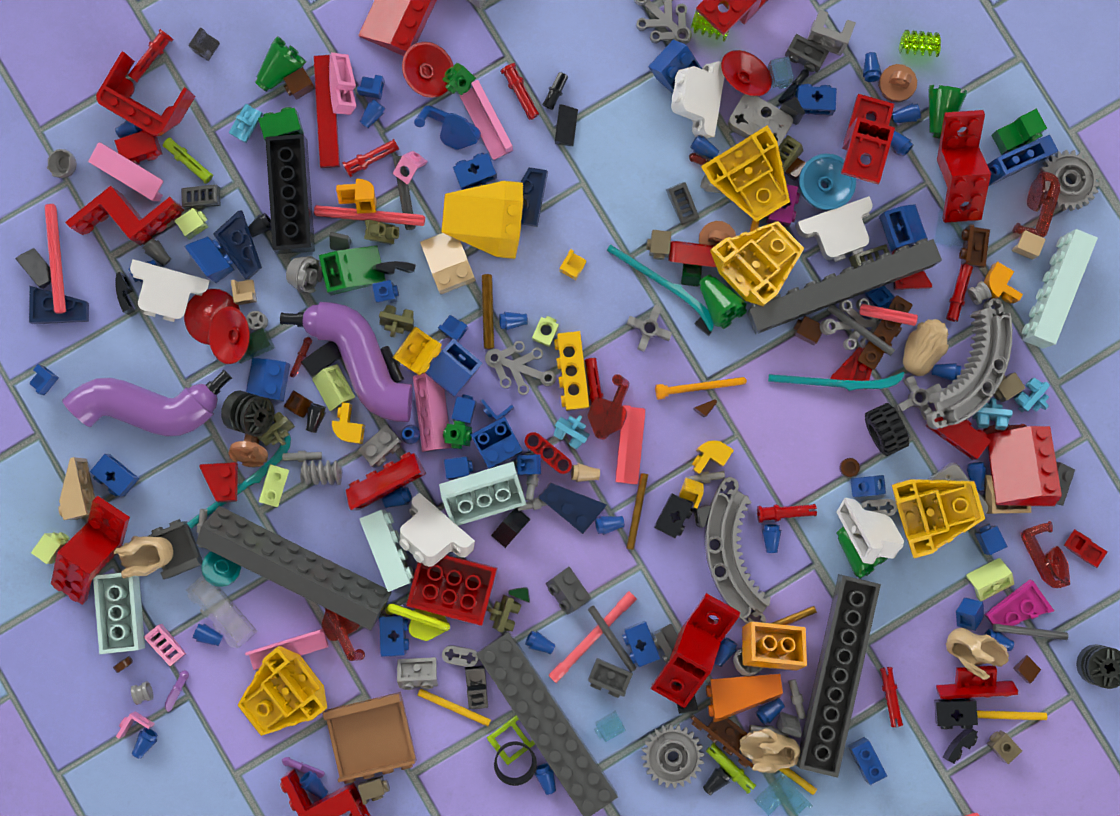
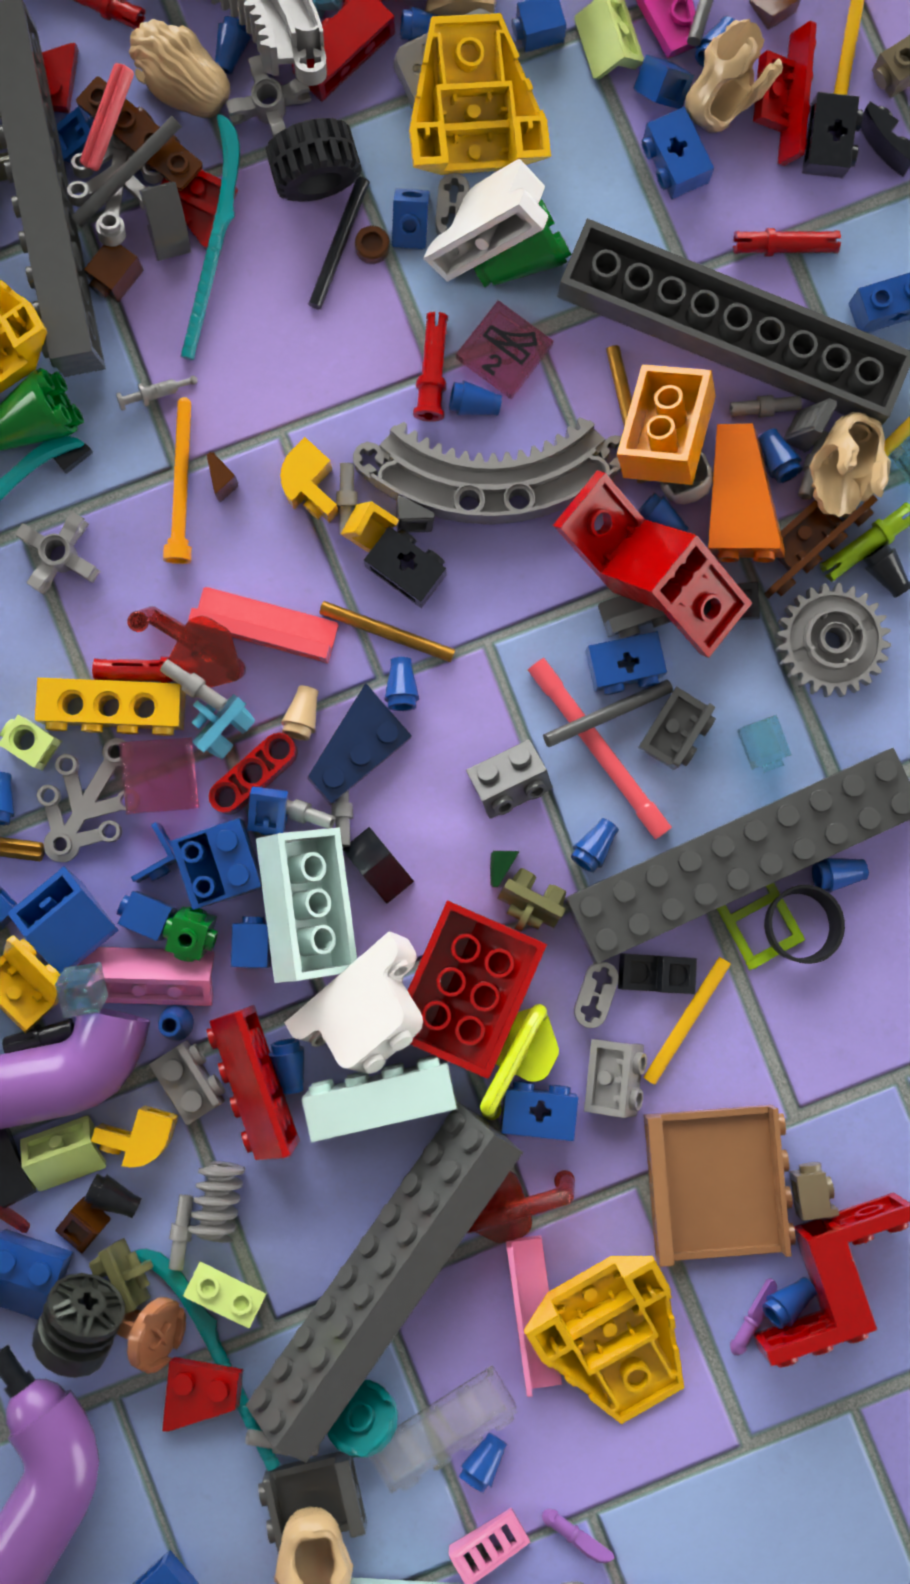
camera: 85 degrees left, 0 degrees up
(419, 385) = (81, 990): none -> clear light blue brick
(539, 403) = (158, 775): none -> clear pink tile
(589, 414) = (193, 685): none -> light grey bar
(746, 363) = (153, 391): none -> light grey piece
(803, 549) = (504, 349): none -> clear pink tile
(840, 355) = (166, 220): none -> dark grey slope
(846, 449) = (338, 243): none -> black bar
(941, 626) = (677, 135): none -> blue brick

